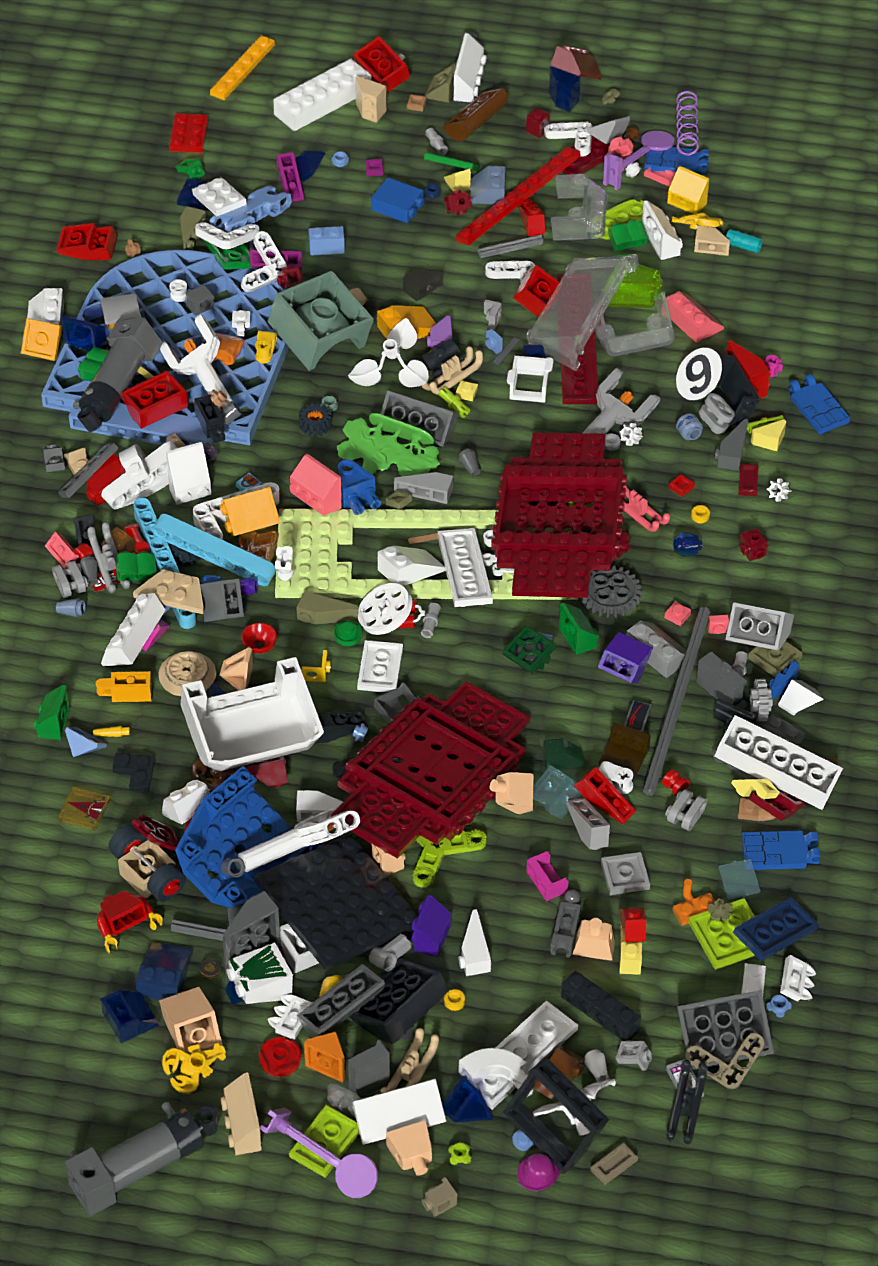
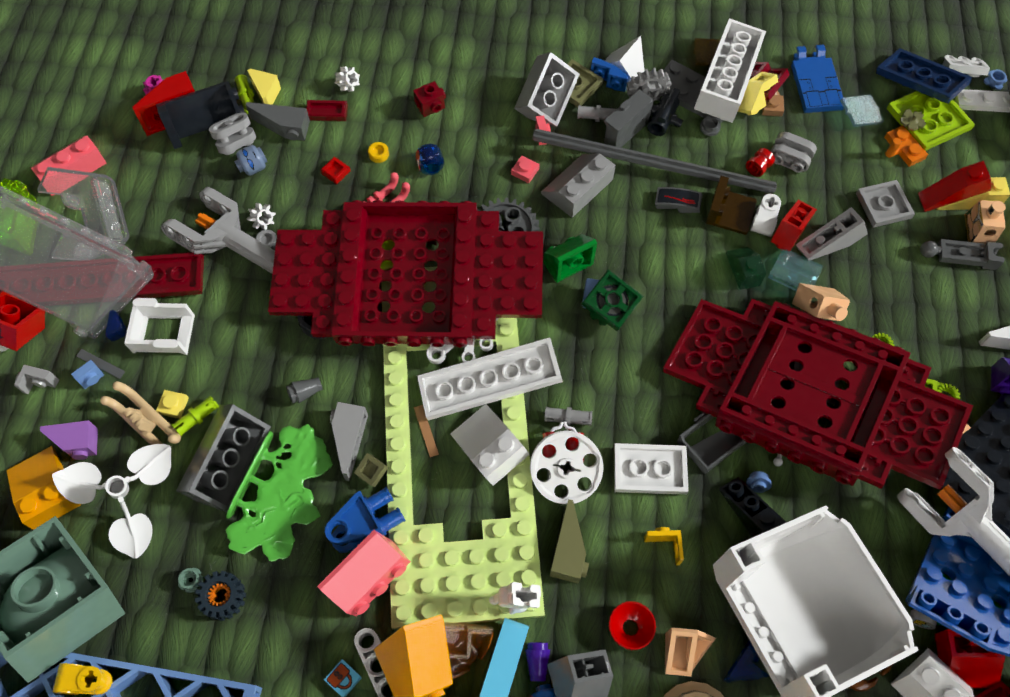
camera: 95 degrees left, 15 degrees up
(314, 802) = (884, 521): white slope -> none
(339, 770) = (812, 499): black plant -> none
(347, 633) = (603, 512): green plate -> none
(441, 355) = (117, 432): black pin -> none
(546, 877) = (911, 273): dark pink panel -> none
(625, 658) = (611, 206): dark purple slope -> none
(699, 373) = (171, 147): white sticker -> none
(817, 405) = (215, 51): blue tile -> none

